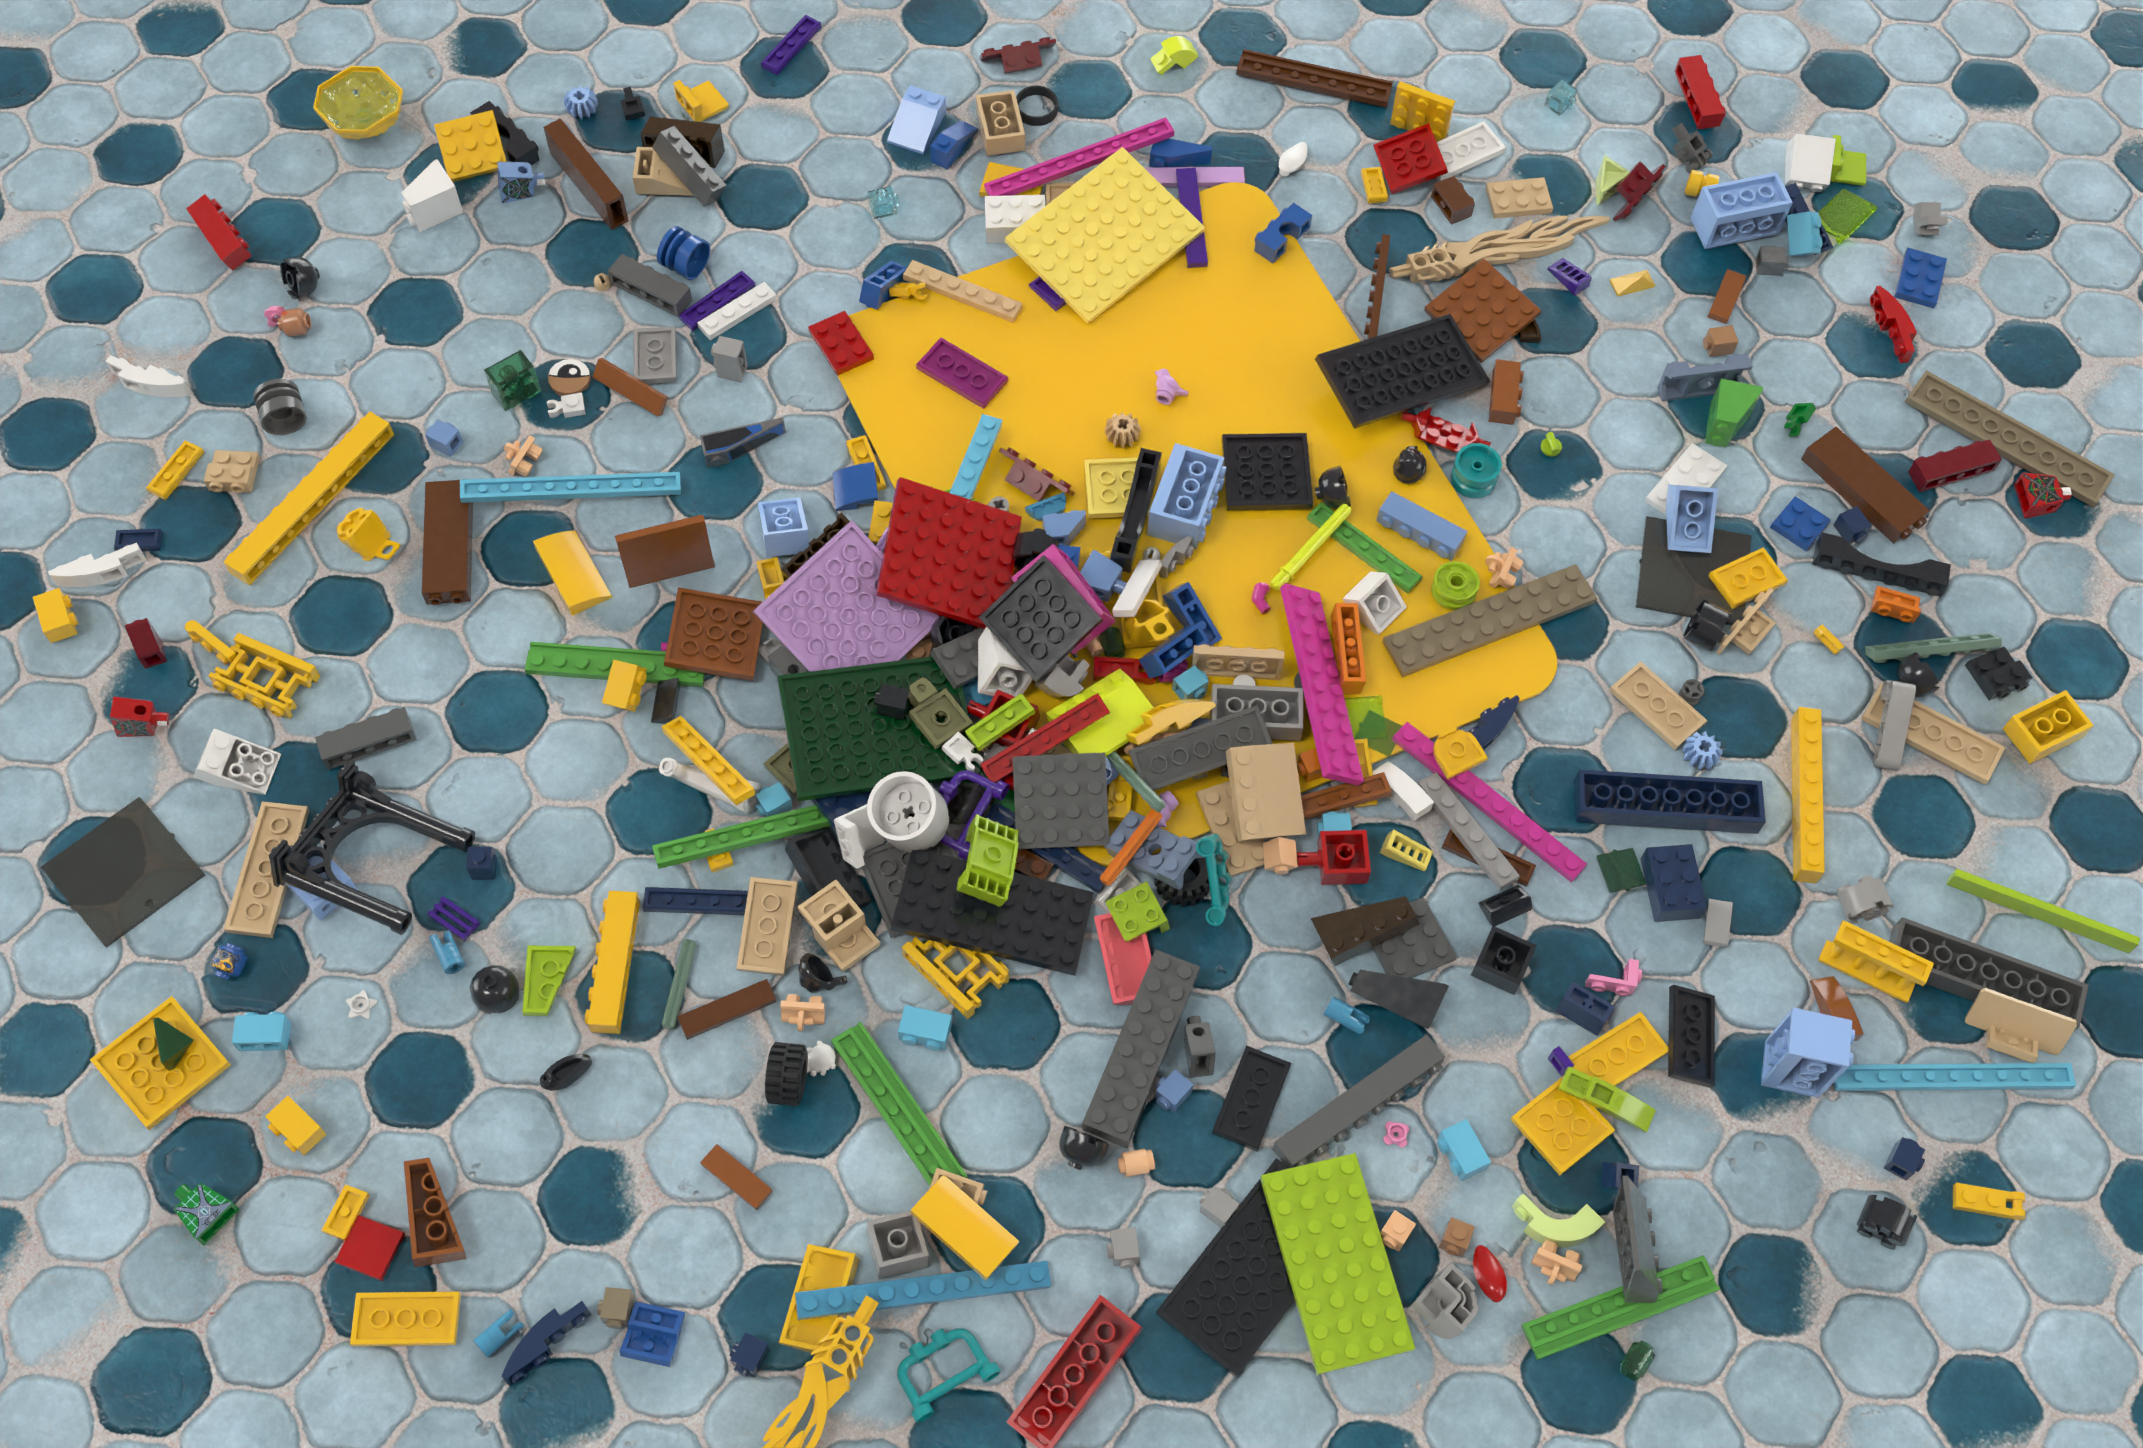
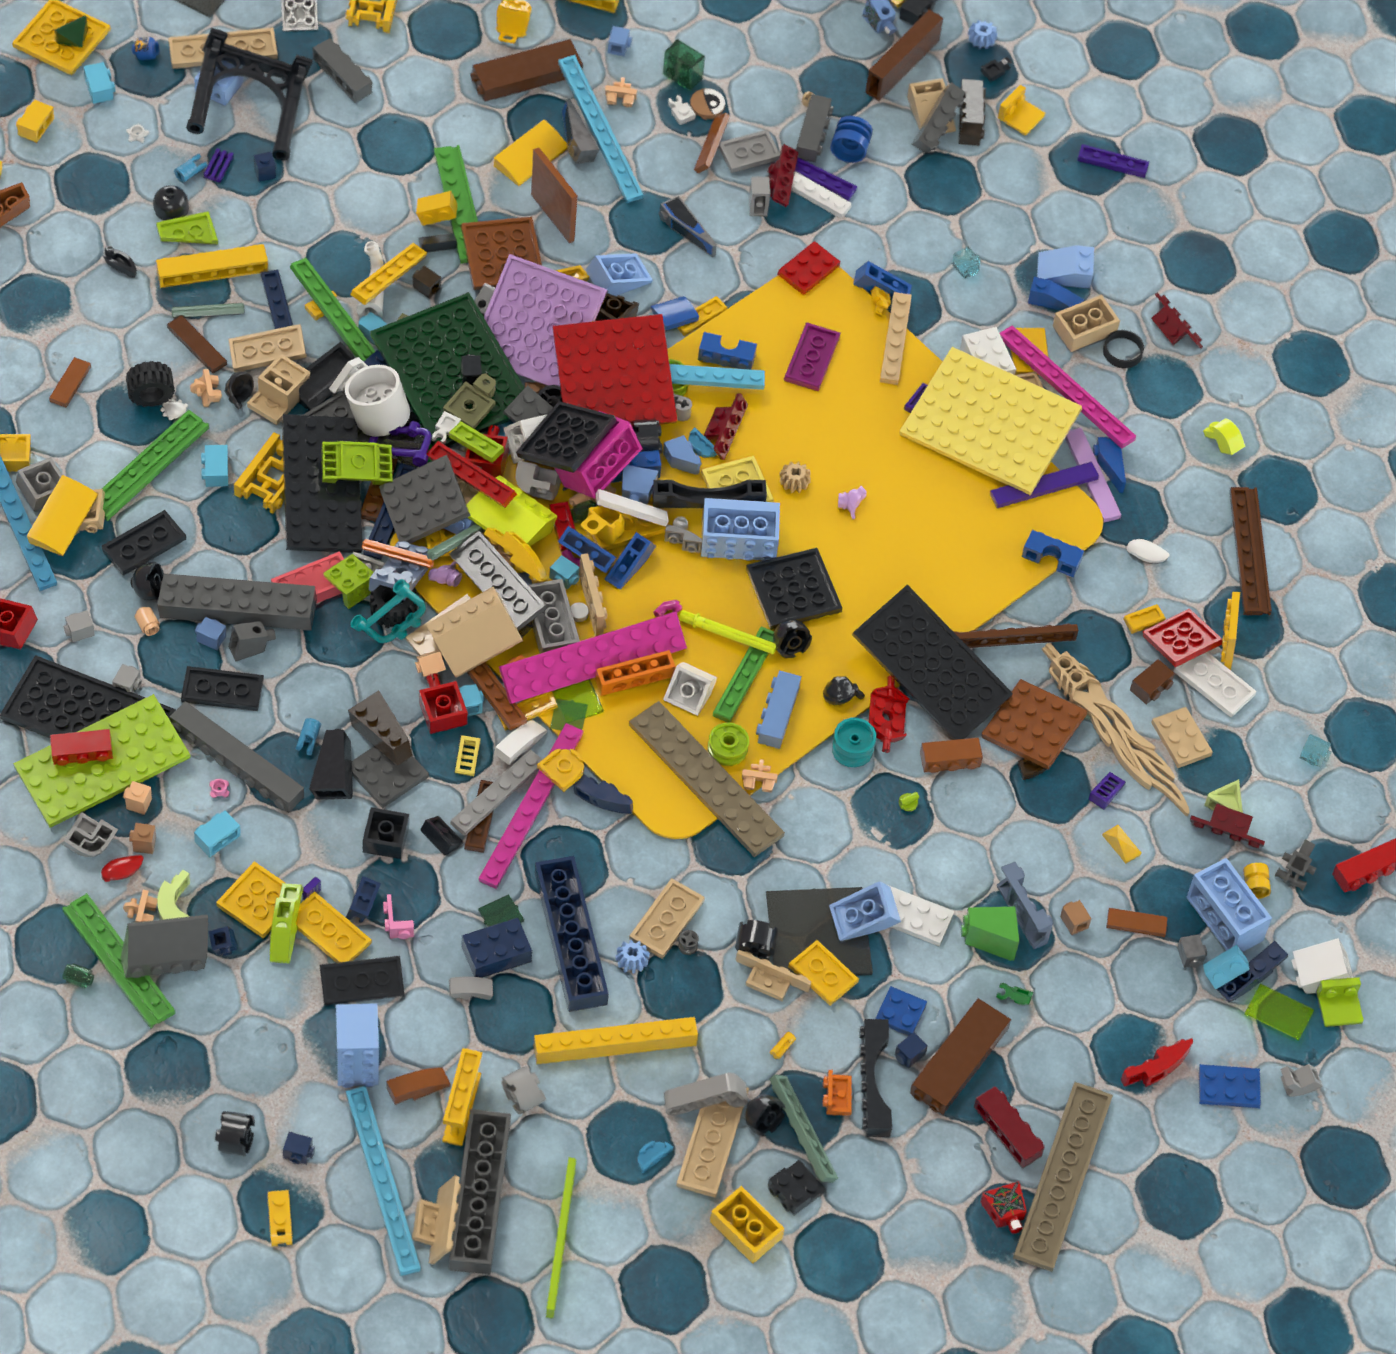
camera: 70 degrees right, 5 degrees down
(572, 514) = (579, 140): none -> flat silver slope
(702, 333) = (782, 175): none -> dark red bracket
(724, 726) = (426, 281): none -> dark brown brick
(927, 461) = (740, 357): none -> blue arch
(1016, 1141) = (143, 542): none -> black plate
(1328, 1279) = (81, 747): none -> brick
(1943, 797) = (652, 1153): none -> dark azure tile

